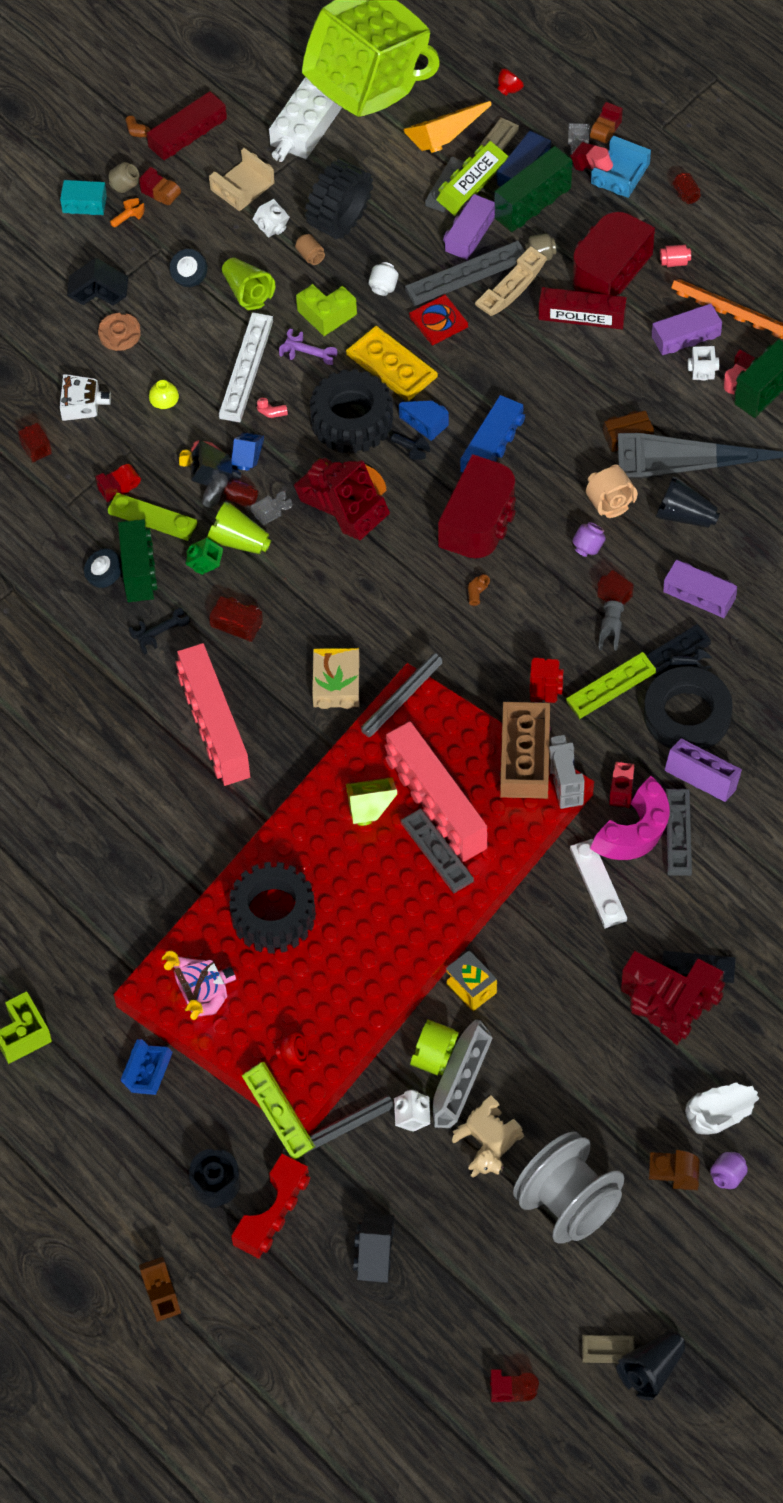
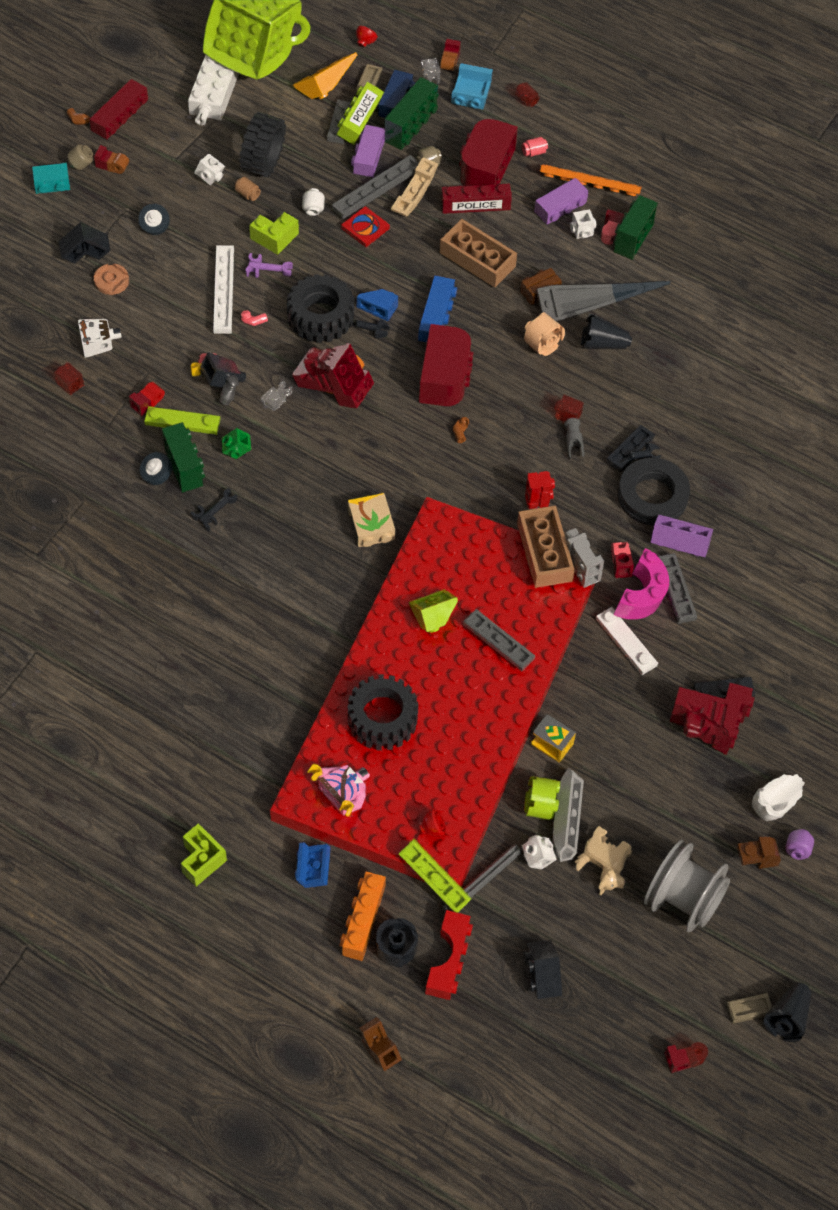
camera: 20 degrees left, 0 degrees up
(130, 211) = (96, 183): orange bar -> none
(163, 395) = (162, 322): neon yellow brick -> none
(186, 1140) = (364, 915): none -> orange brick
(212, 715) = (283, 568): coral brick -> none
(236, 618) = (276, 488): clear red brick -> none
(238, 531) = (258, 419): lime cone -> none
(241, 493) = (250, 389): clear red brick -> none
(244, 181) = (177, 145): tan panel -> none
(246, 450) = (244, 354): blue slope -> none
(248, 283) = (206, 222): lime cone -> none
(391, 363) = (334, 262): yellow tile -> none
(401, 695) = (432, 522): dark grey axle -> none
(436, 791) = (486, 592): coral brick -> none
(563, 376) = (478, 253): none -> medium nougat brick
(588, 539) = (537, 374): medium lavender head -> none
(591, 157) = (448, 82): leg -> none
(611, 685) = (589, 484): lime plate -> none
(700, 588) = (634, 397): medium lavender brick -> none

